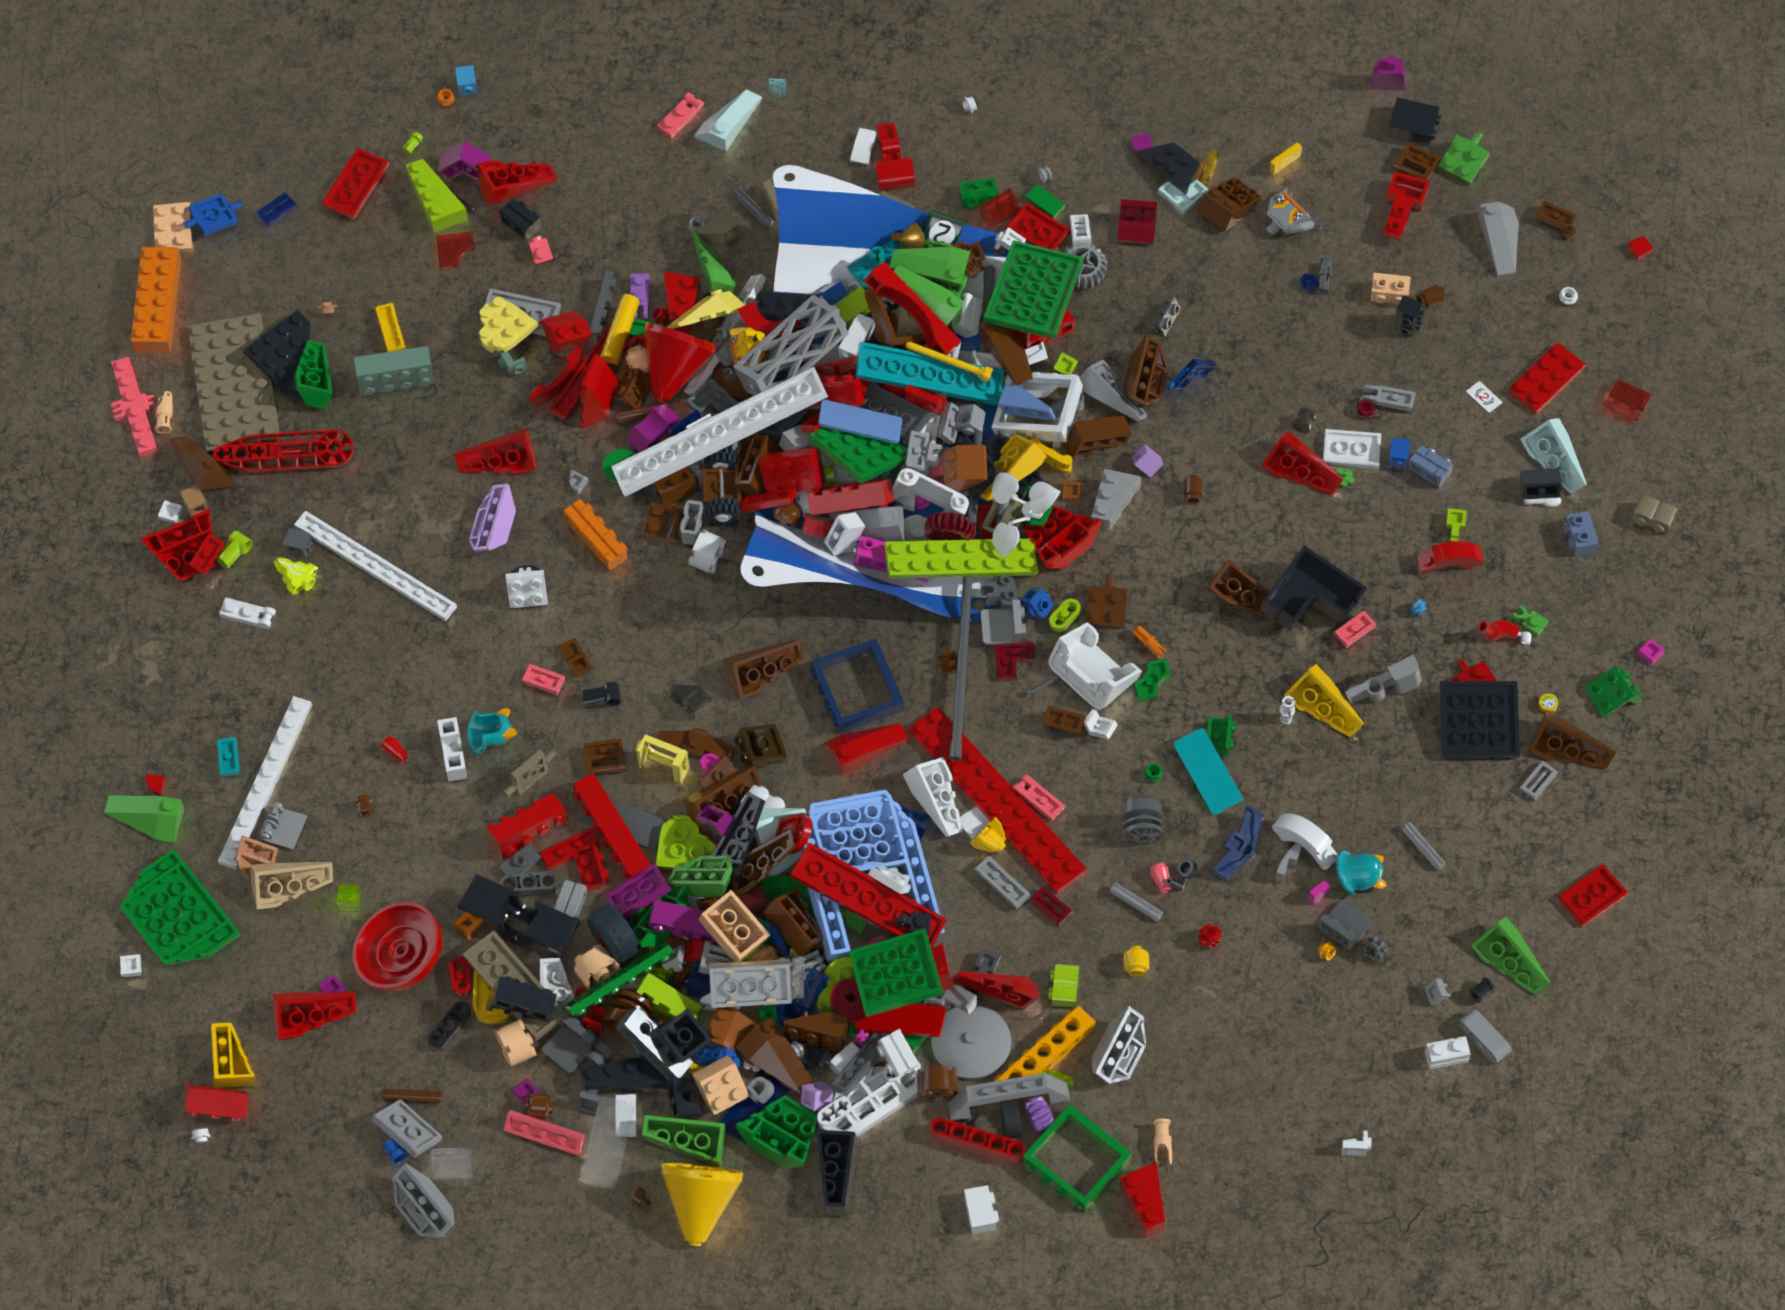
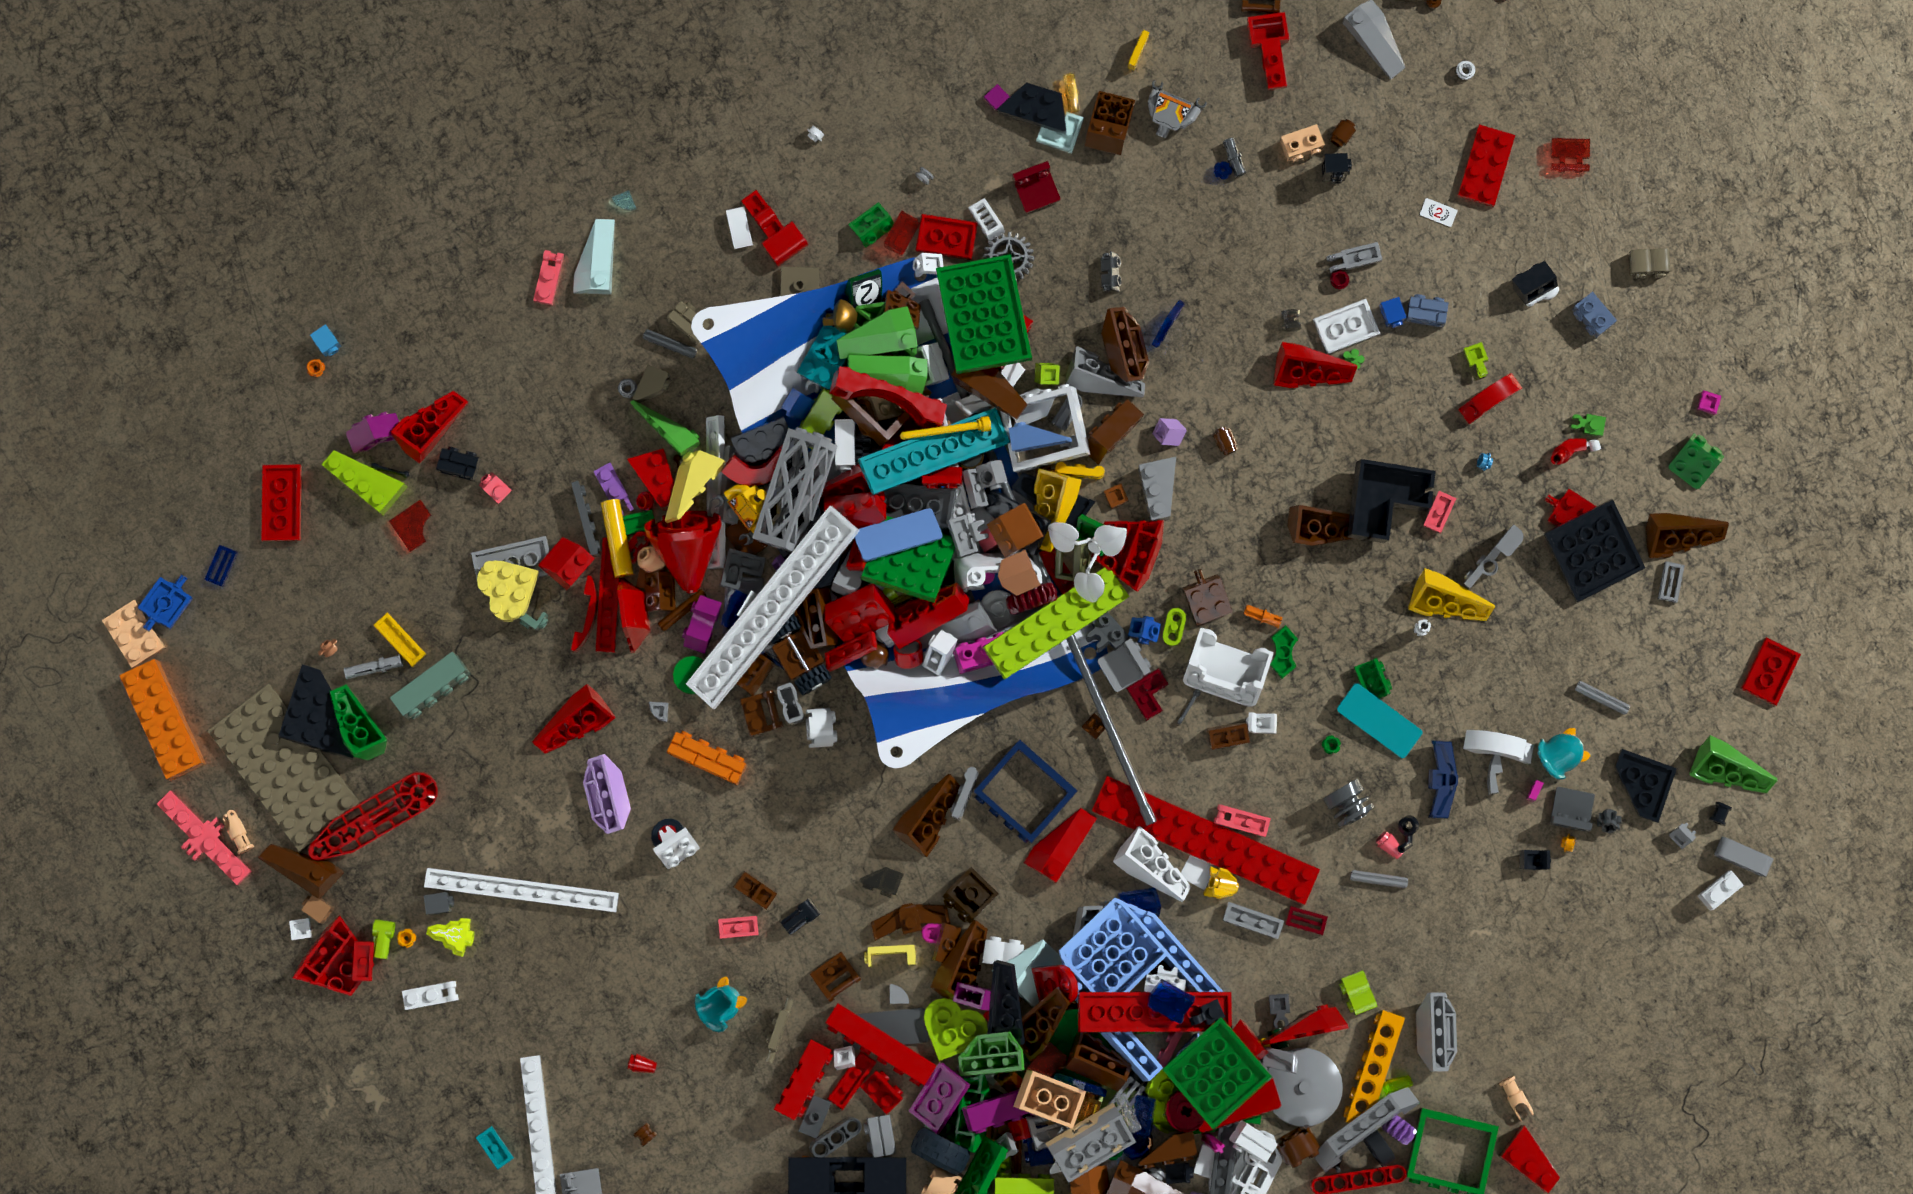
camera: 25 degrees left, 20 degrees up
(254, 554) = (401, 938): none -> light orange plate
(376, 343) = (373, 667): none -> light grey pin
(413, 141) = (311, 432): lime pin -> none
(452, 749) = (695, 1040): white arch -> none
(573, 825) = (844, 1057): none -> white plate
(650, 799) = (898, 995): none -> light grey tile
(803, 663) = (965, 793): none -> light grey hinge
(886, 890) = (1170, 1001): none -> clear blue bracket
(946, 494) = (1018, 573): none -> nougat slope
(1045, 201) = (938, 203): green tile -> none
(1136, 961) = (1409, 939): yellow head -> none
(1210, 936) = (1461, 881): red gear -> none
(1287, 949) = (1535, 859): none -> black bracket
(1354, 1147) = (1682, 1019): white bracket -> none
(1425, 933) = (1645, 783): none -> black plate
(1548, 703) = (1644, 500): tile -> none
(1554, 450) = (1531, 241): light aqua wedge -> none

